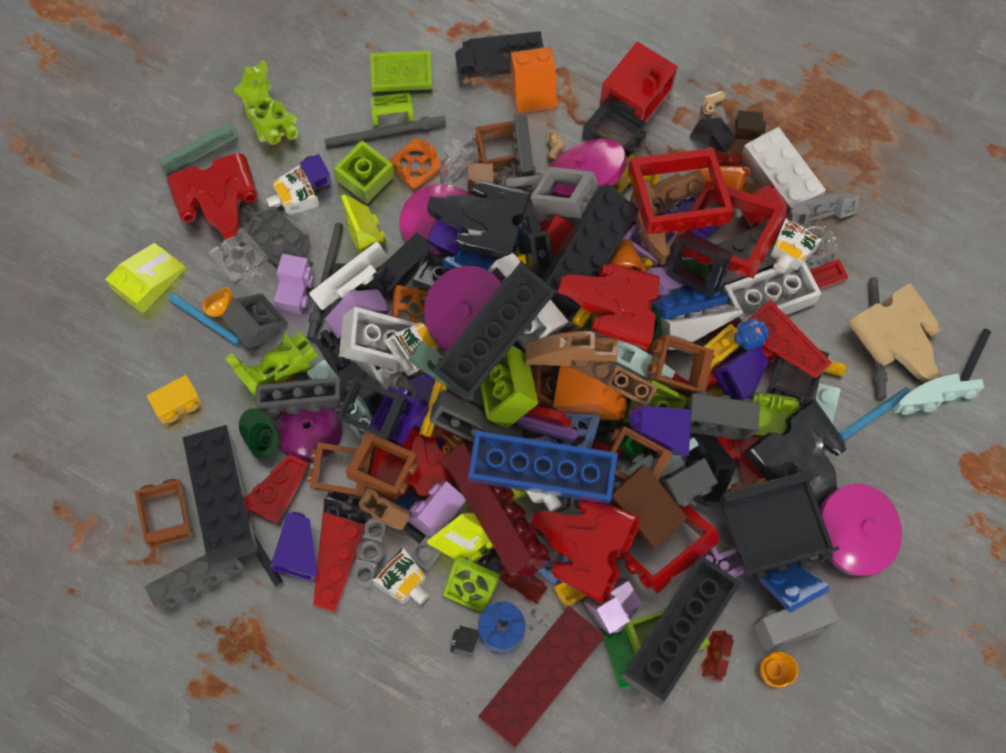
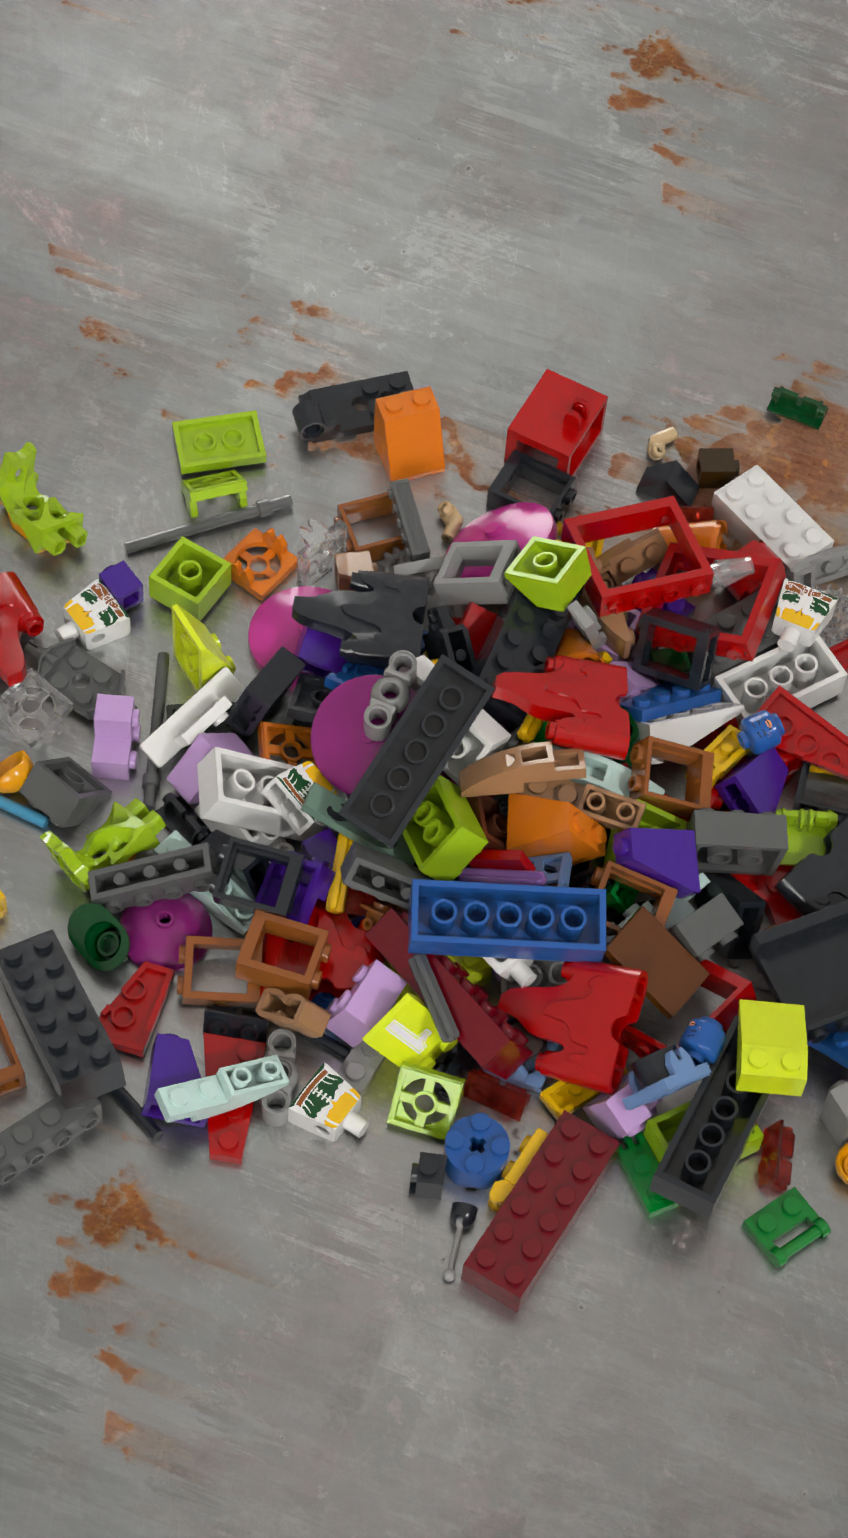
camera: 10 degrees left, 10 degrees down
(324, 563) = (222, 1092): none -> light aqua slope
(482, 517) = (433, 998): none -> dark grey axle
(483, 275) = (392, 682): none -> light grey piece
(484, 674) = (462, 1216): none -> hinge
(528, 644) = (514, 1170): none -> yellow hinge
(613, 200) = (550, 572): none -> lime slope
(636, 240) = (587, 624): none -> light grey hinge
(640, 597) = (662, 1075): none -> medium blue piece
(673, 574) = (703, 1040): none -> blue head
(713, 703) = (781, 1218): none -> green plate
(724, 585) = (771, 1048): none -> neon yellow slope
(746, 209) = (731, 570): none -> clear cone
(814, 86) = (802, 410): none -> dark green hinge

